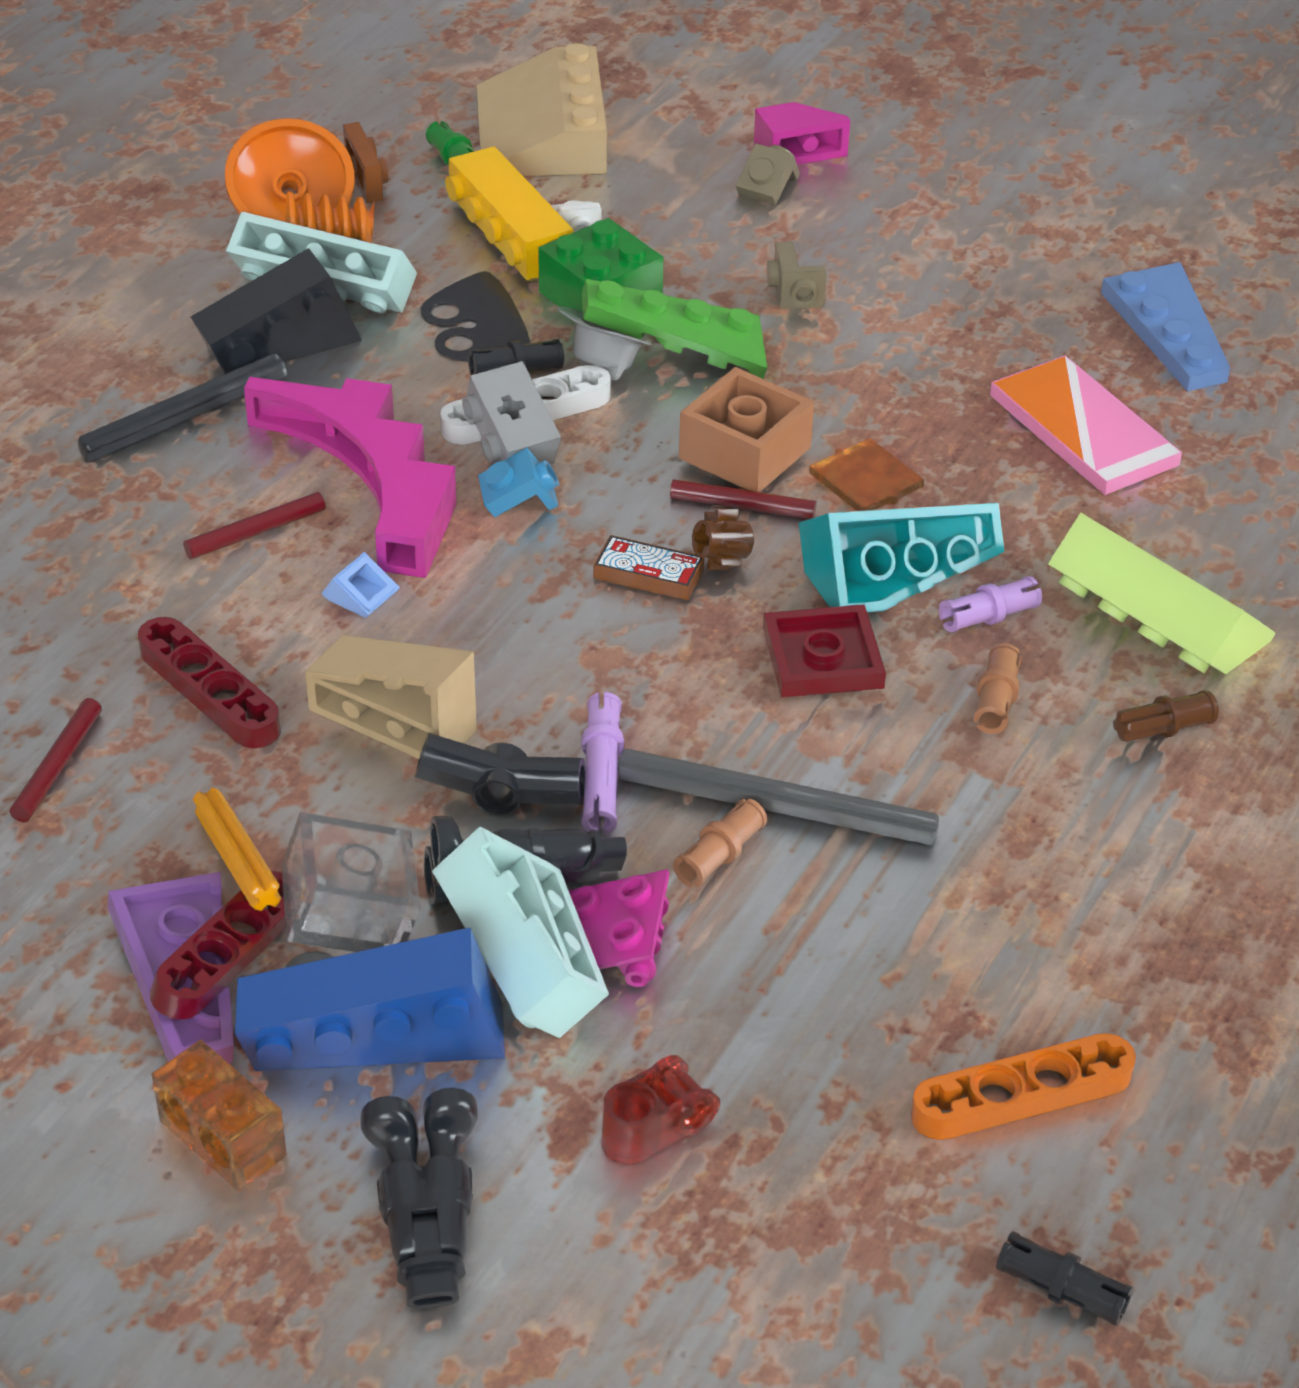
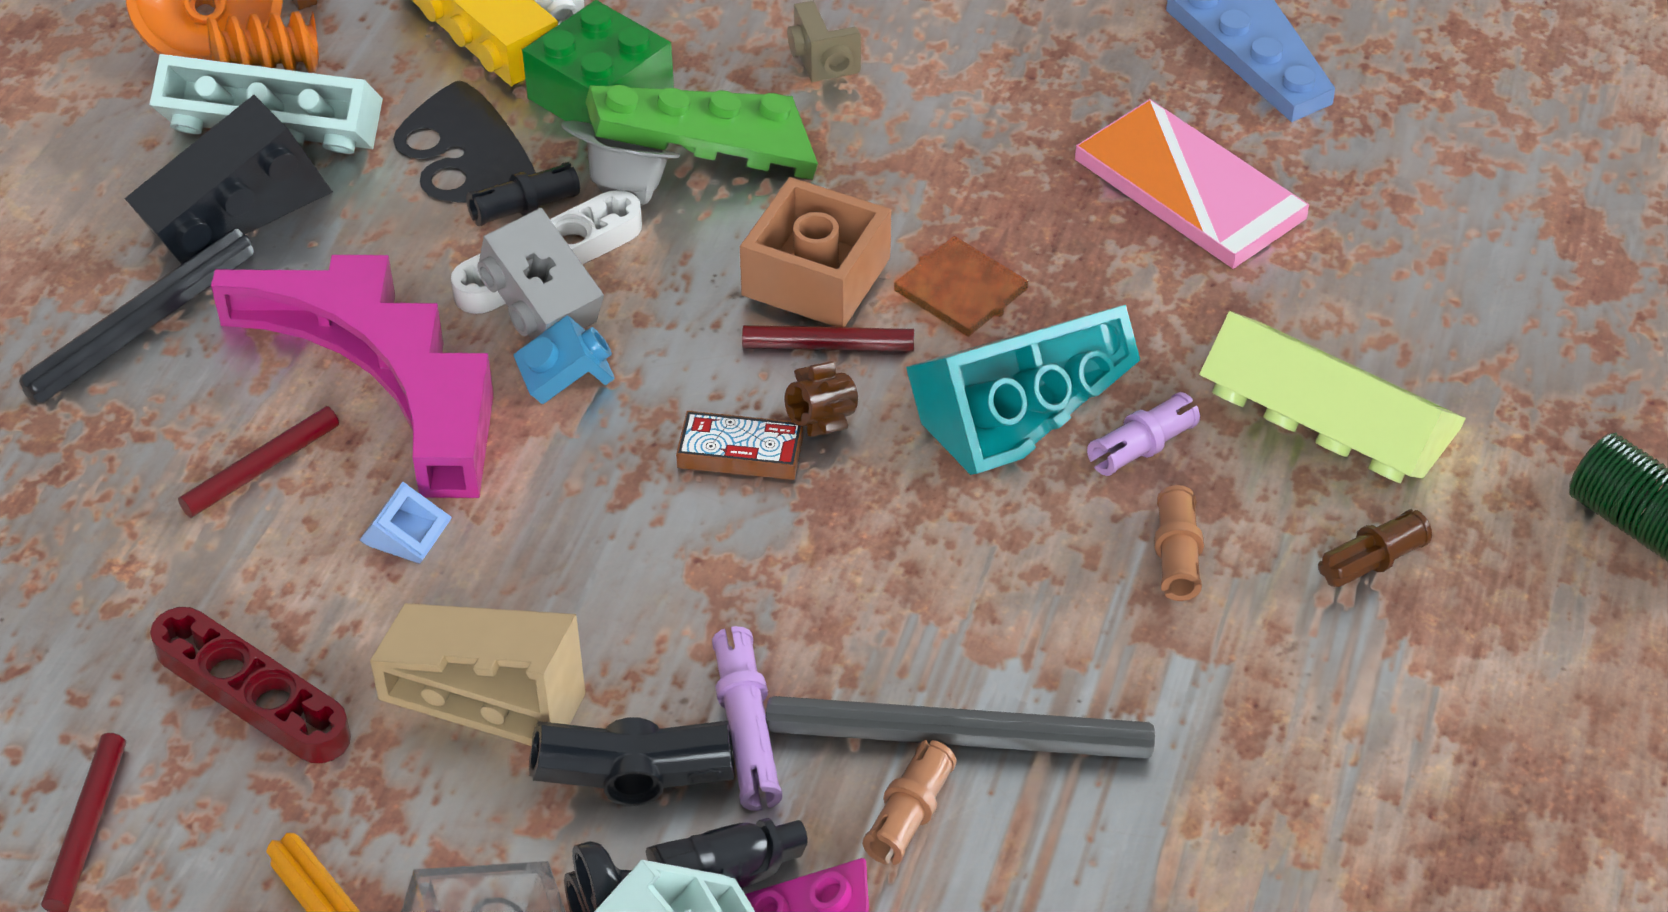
camera: 10 degrees left, 5 degrees up
(823, 651) = (969, 525): dark red plate -> none

